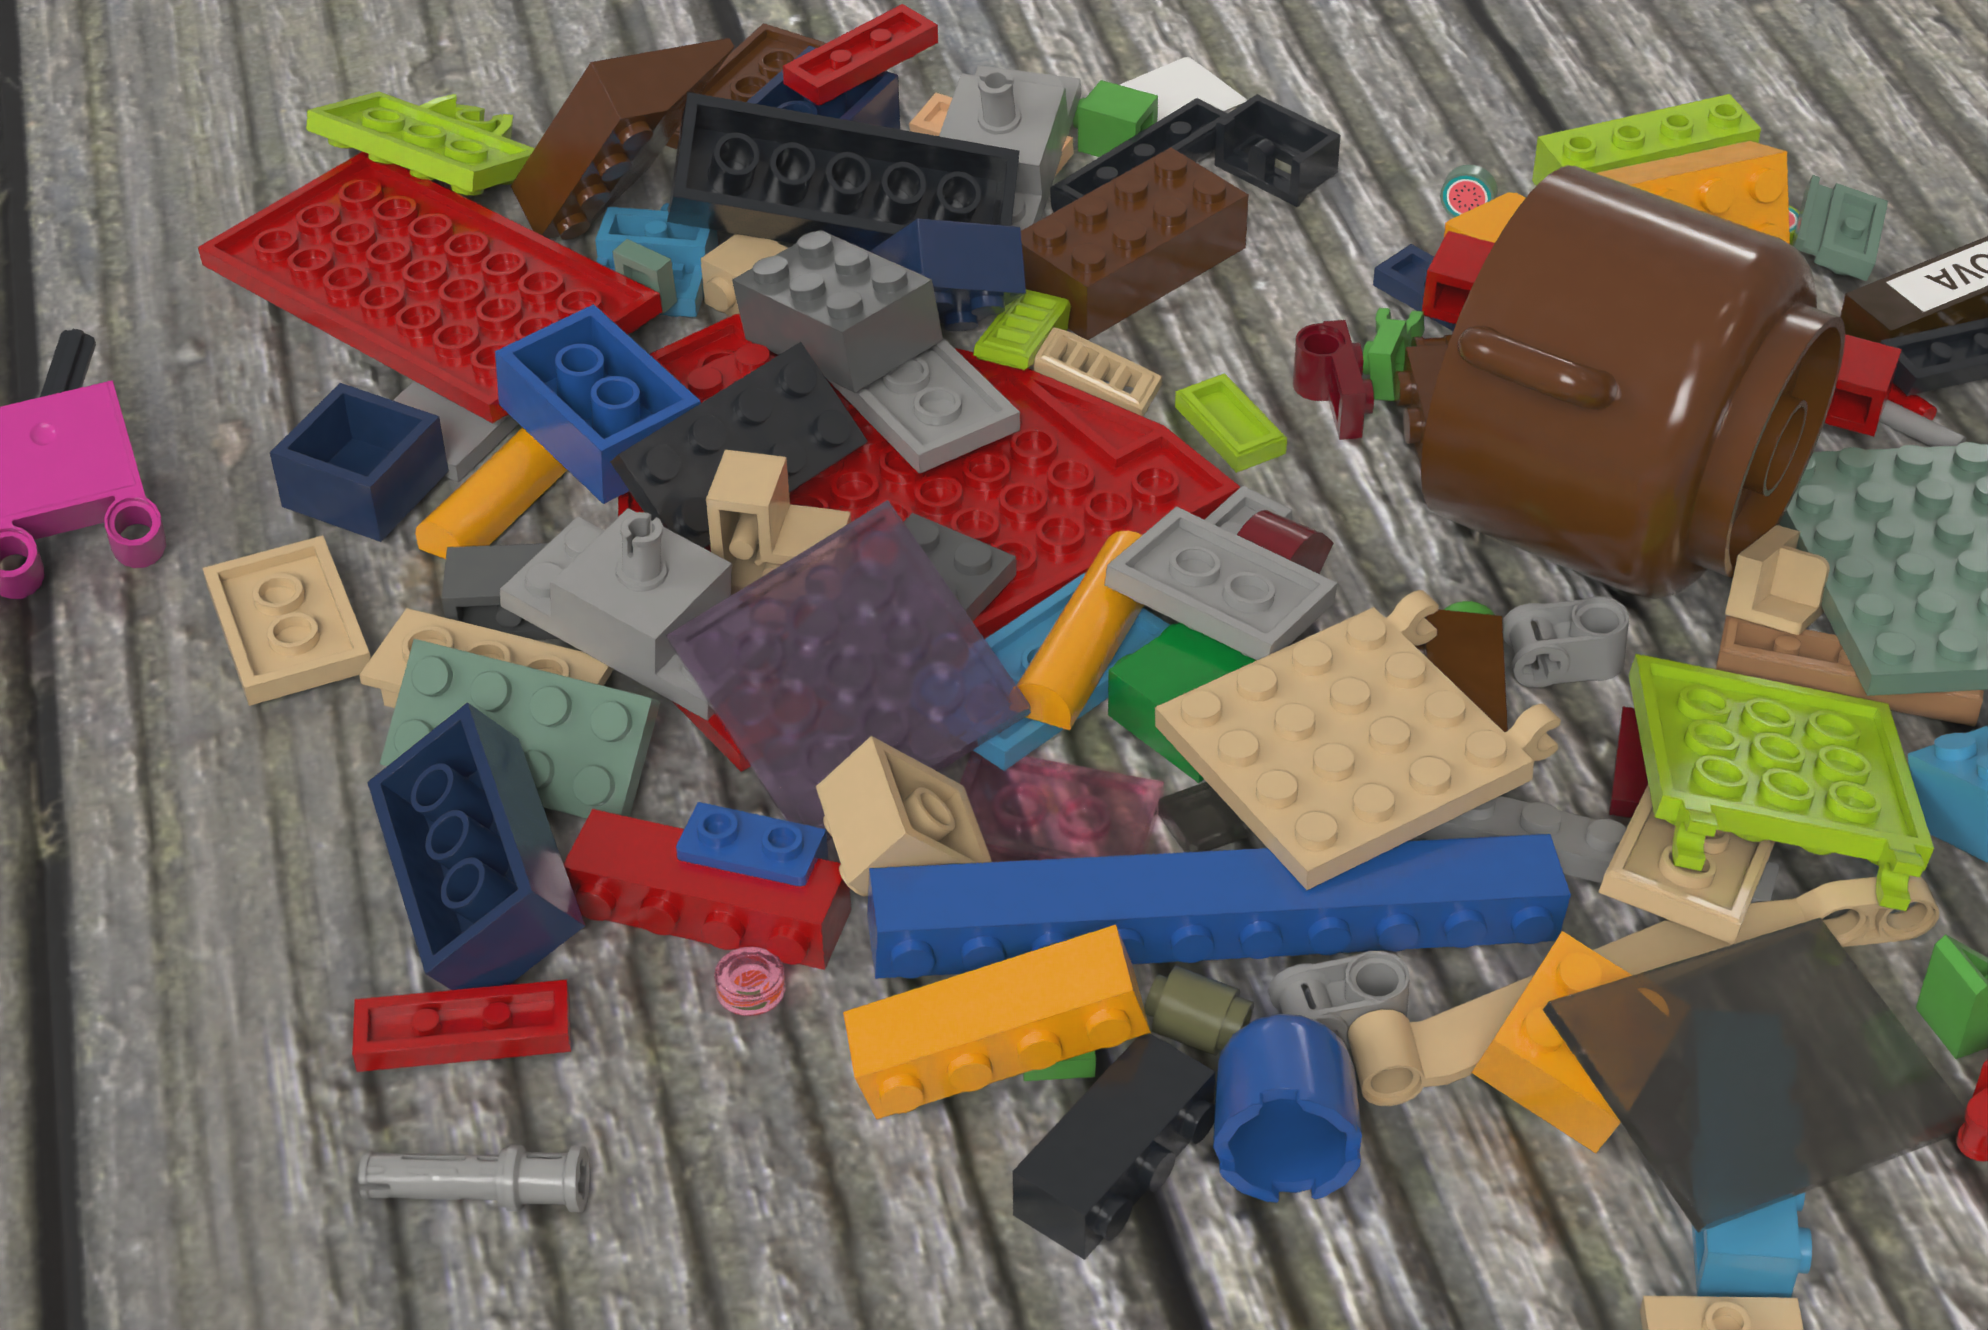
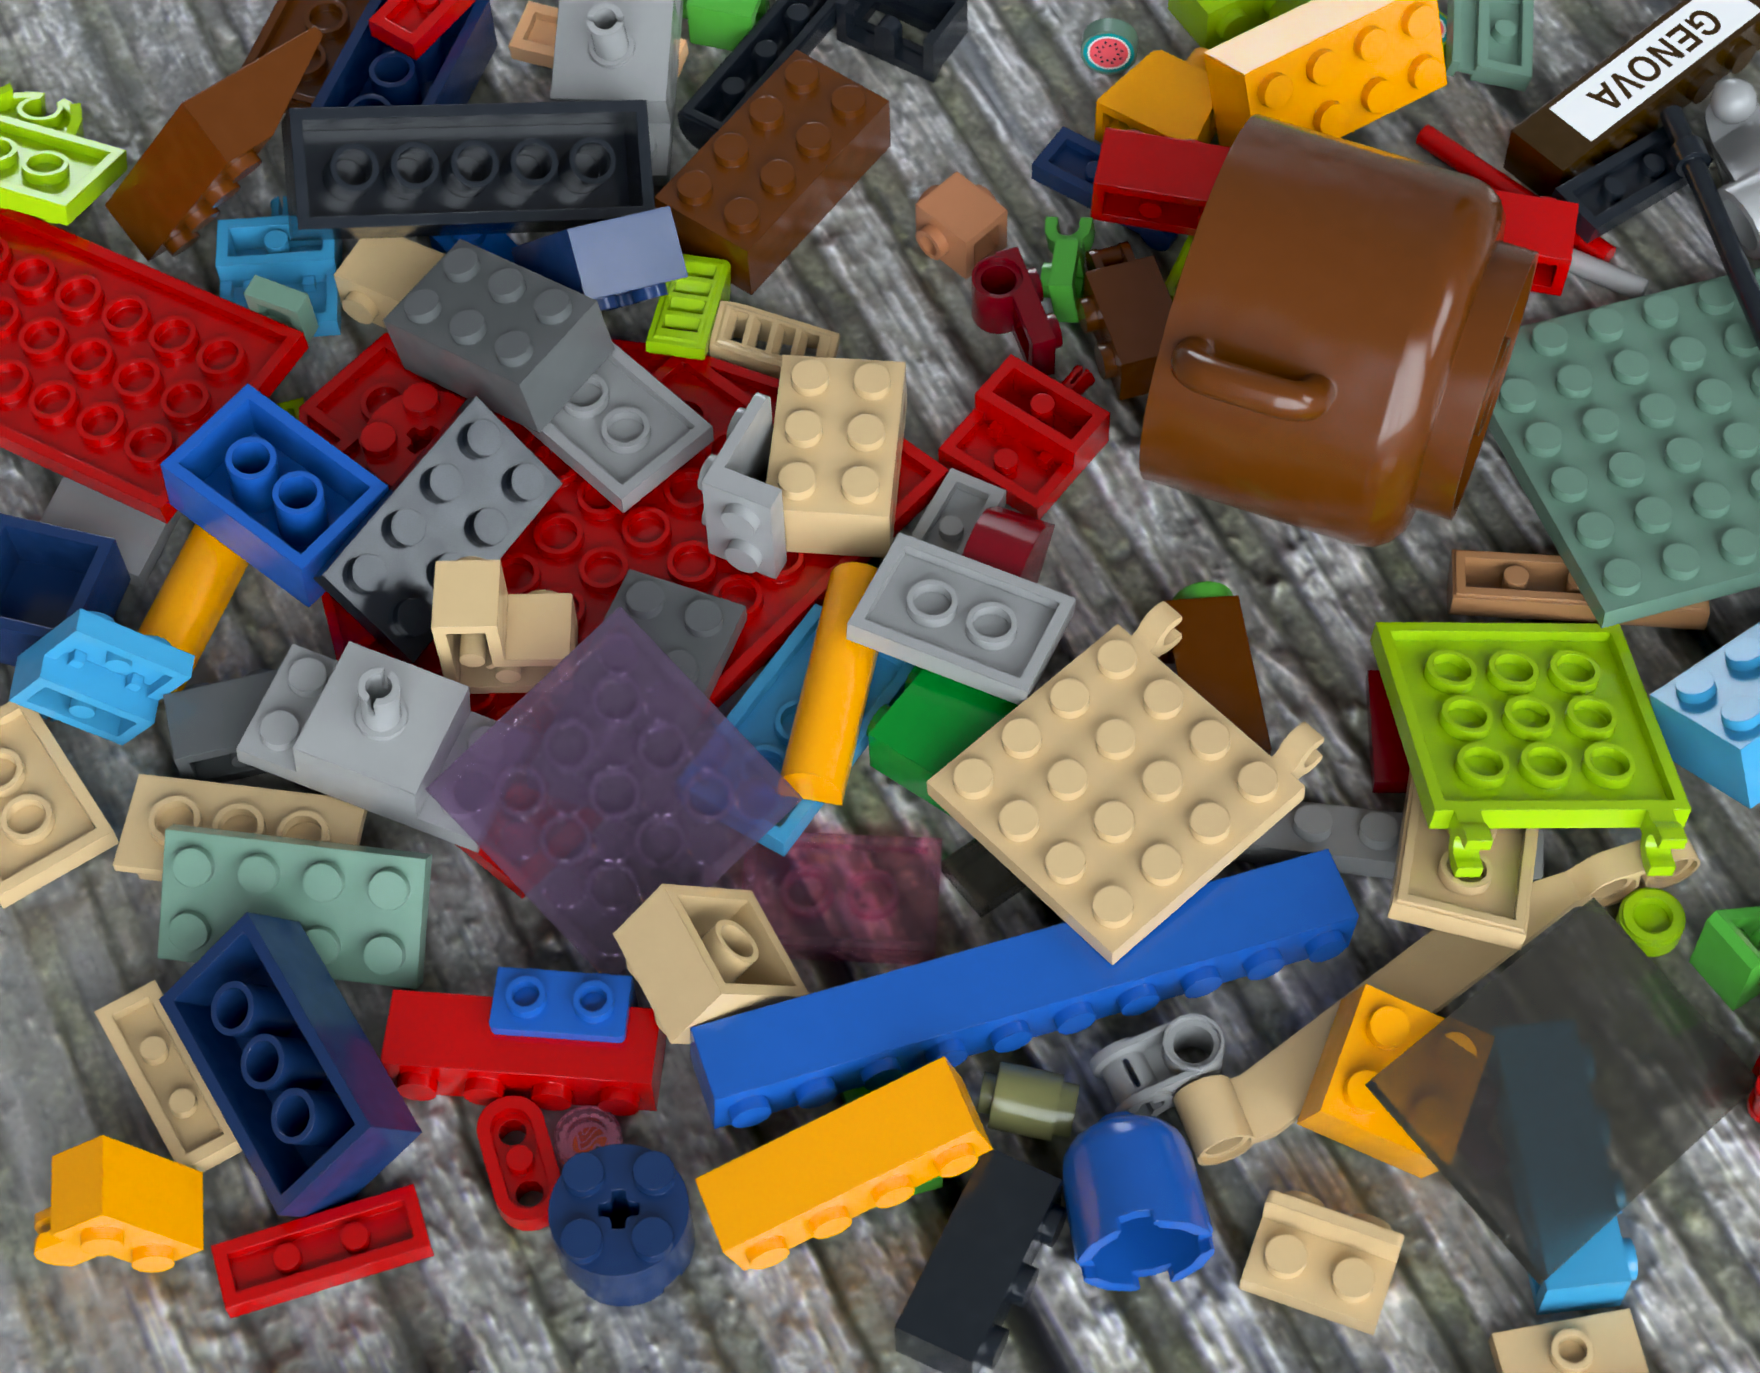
camera: 10 degrees left, 15 degrees up
(276, 941) = (121, 1206): none -> light orange brick
(358, 863) = (167, 1079): none -> tan plate
(391, 518) = (99, 676): none -> dark azure plate
(674, 995) = (521, 1166): none -> red plate
(761, 1045) = (615, 1187): none -> dark blue brick
(1032, 459) = (739, 508): none -> light grey bracket
(1130, 447) = (838, 453): none -> tan brick
(1230, 422) = (935, 390): lime tile -> none
(1293, 298) = (960, 224): none -> nougat brick
(1327, 469) = (1029, 434): none -> red plate
(1476, 1200) = (1322, 1260): none -> tan bracket
(1571, 642) = (1296, 602): light grey piece -> none
(1778, 583) = (1498, 508): tan panel -> none
(1884, 961) = (1652, 920): none -> lime tile

